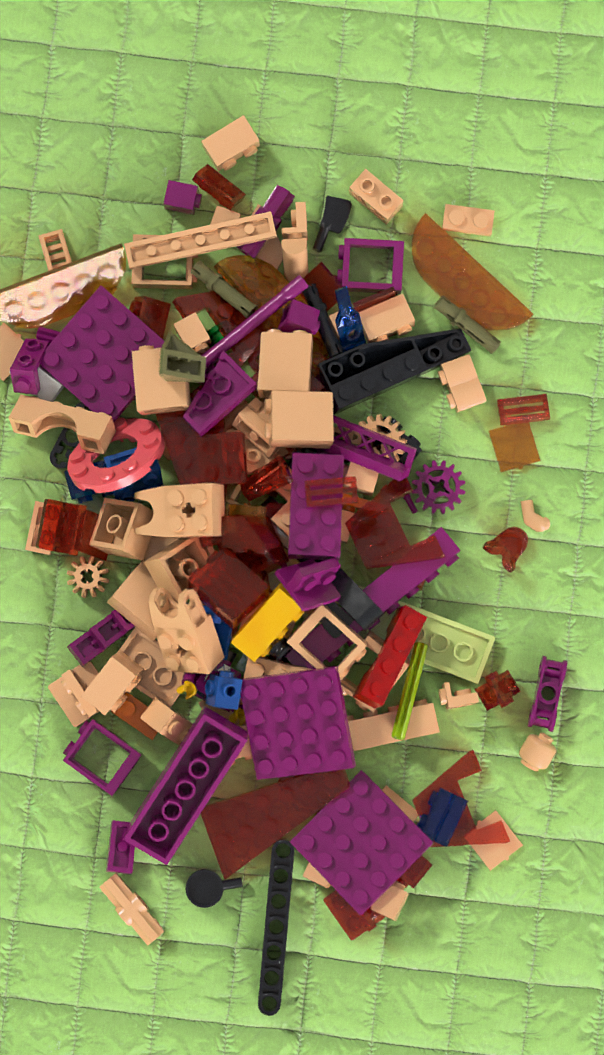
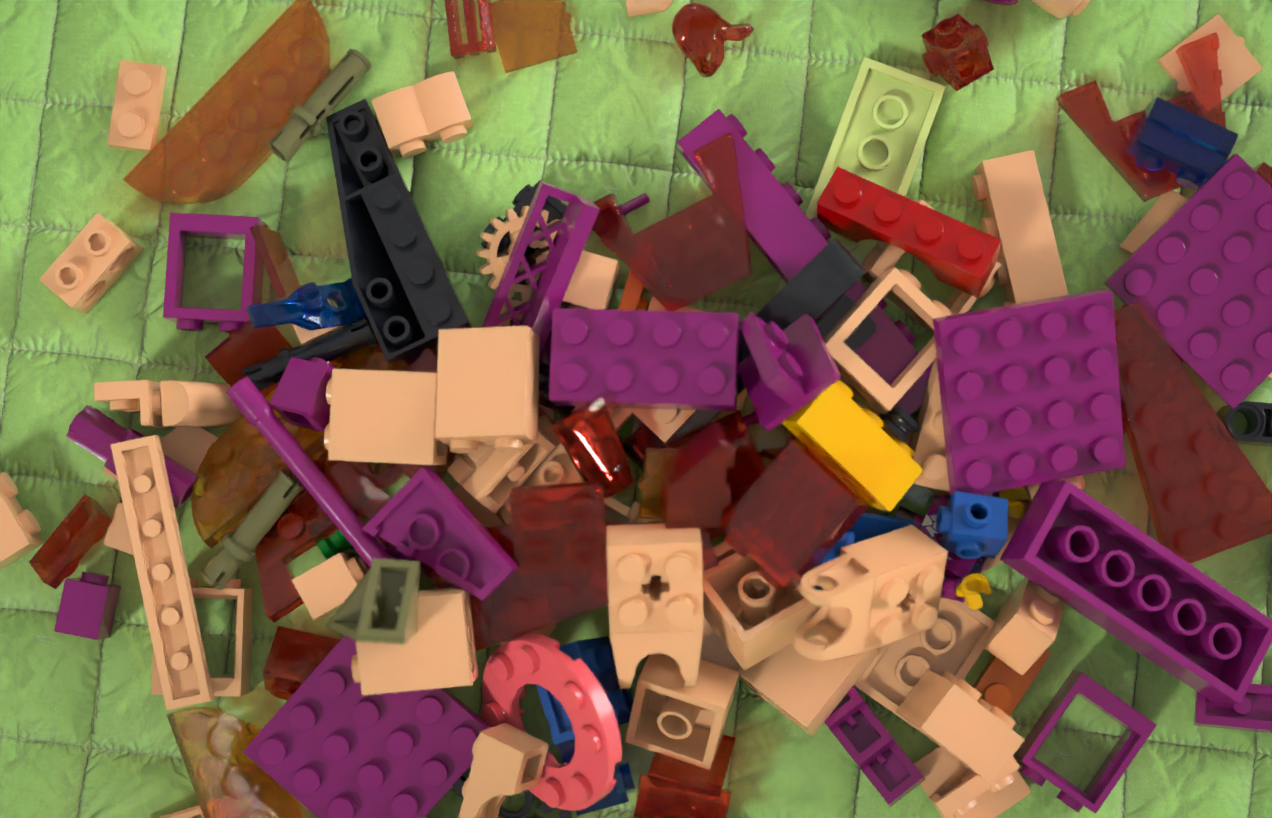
camera: 85 degrees left, 0 degrees up
(97, 576) = (764, 785): light nougat gear -> none
(331, 481) = (617, 288): clear red tile -> none
(334, 219) = (132, 339): black piece -> none
(387, 319) = (309, 241): light nougat brick -> none
(409, 691) = (968, 201): lime axle -> none
(448, 494) = (589, 144): magenta gear -> none
(461, 698) = (974, 117): light nougat bracket -> none

